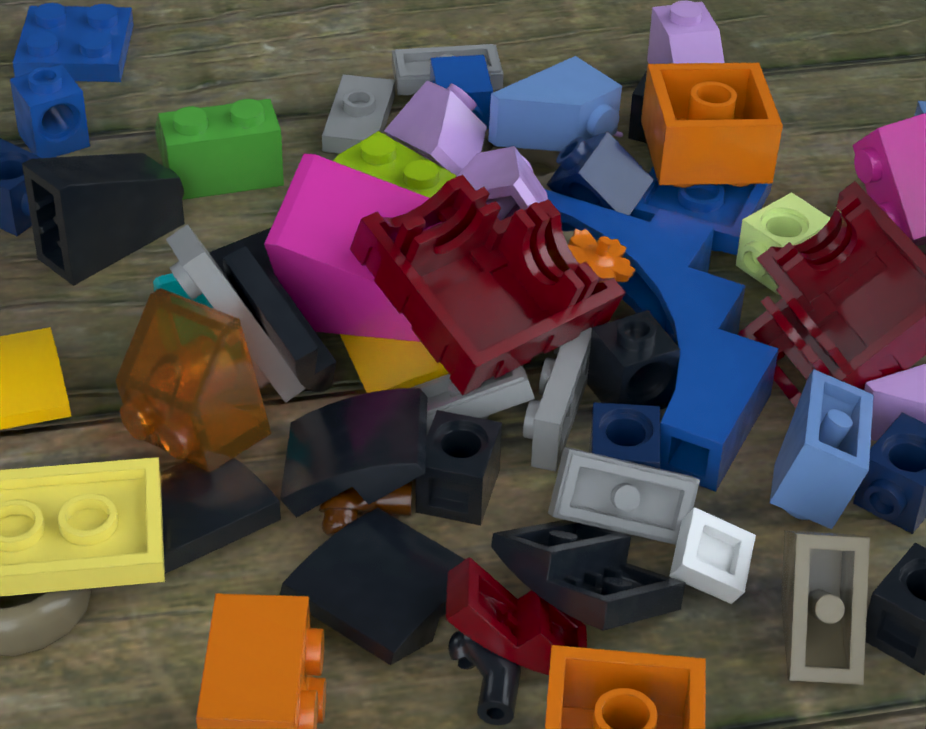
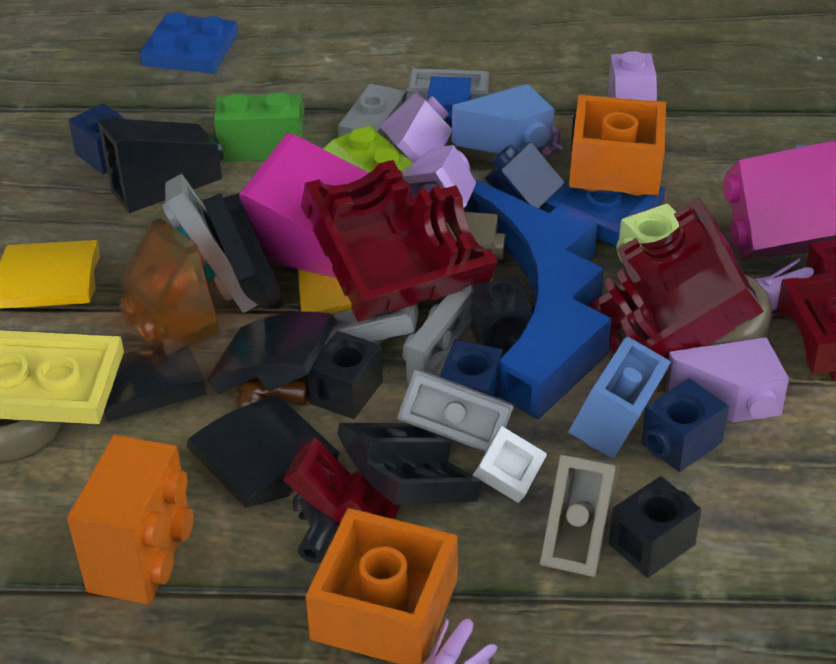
camera: 15 degrees right, 0 degrees up
(50, 111) = (154, 102): blue brick -> none
(602, 256) = (497, 234): orange plant -> none

